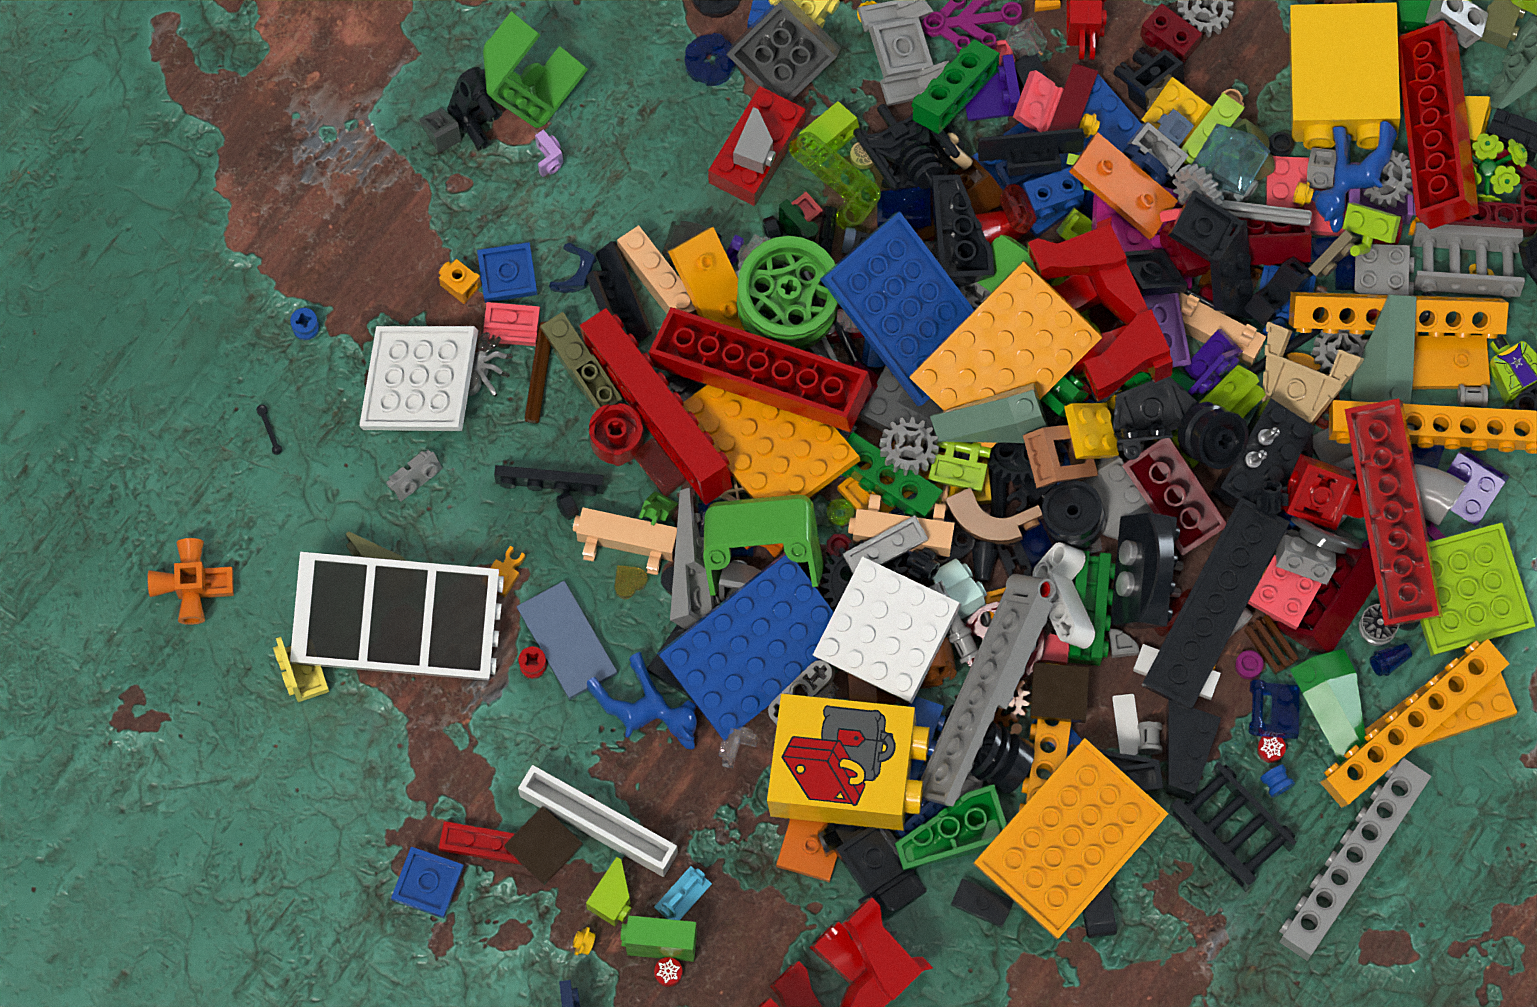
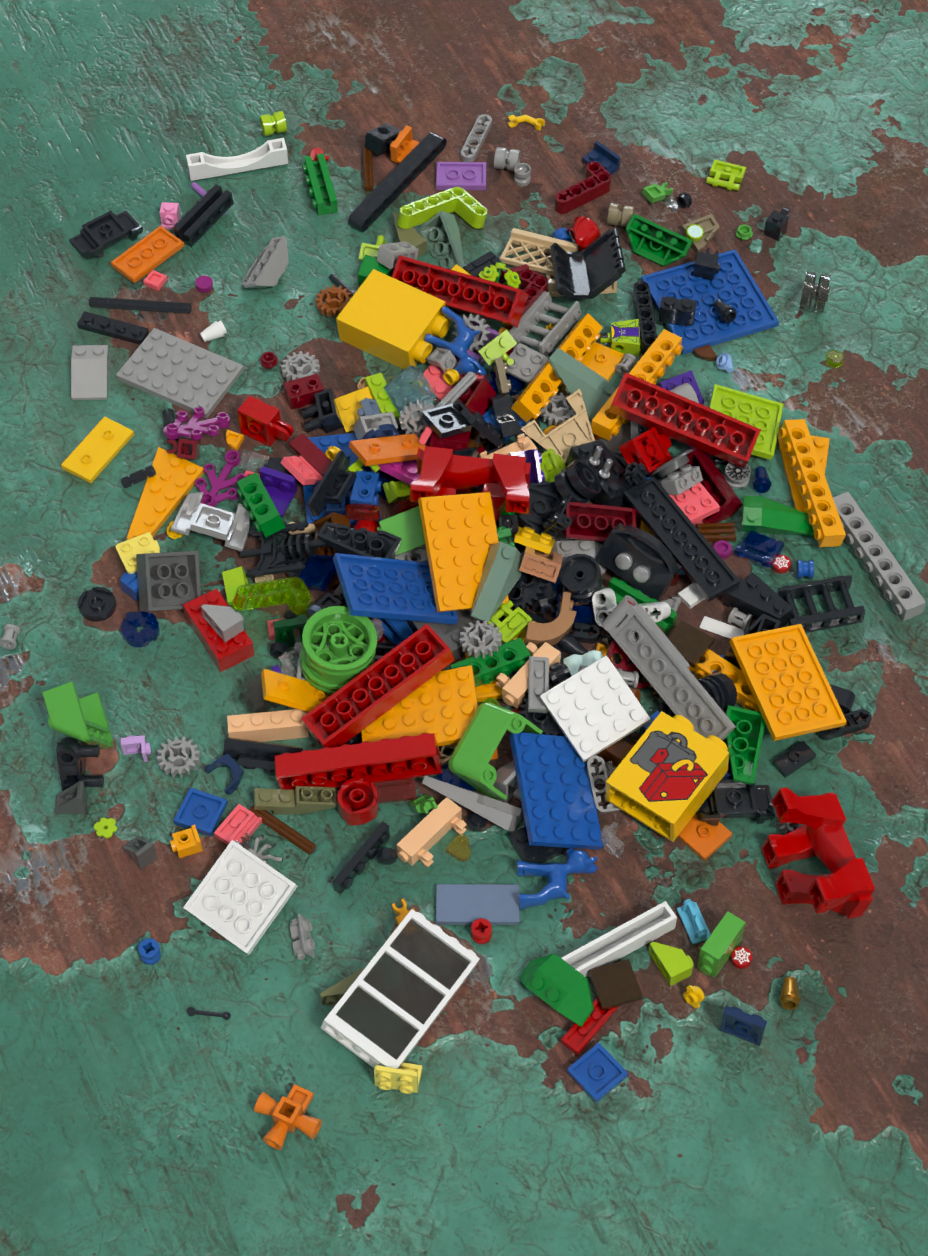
camera: 60 degrees left, 15 degrees down
(419, 238) = (140, 851): none -> dark grey slope
(427, 179) = (101, 827): none -> lime plant
(498, 783) = (559, 987): none -> green wedge
(551, 204) = (178, 755): none -> light grey gear
(1069, 951) = (850, 717): none -> black beam

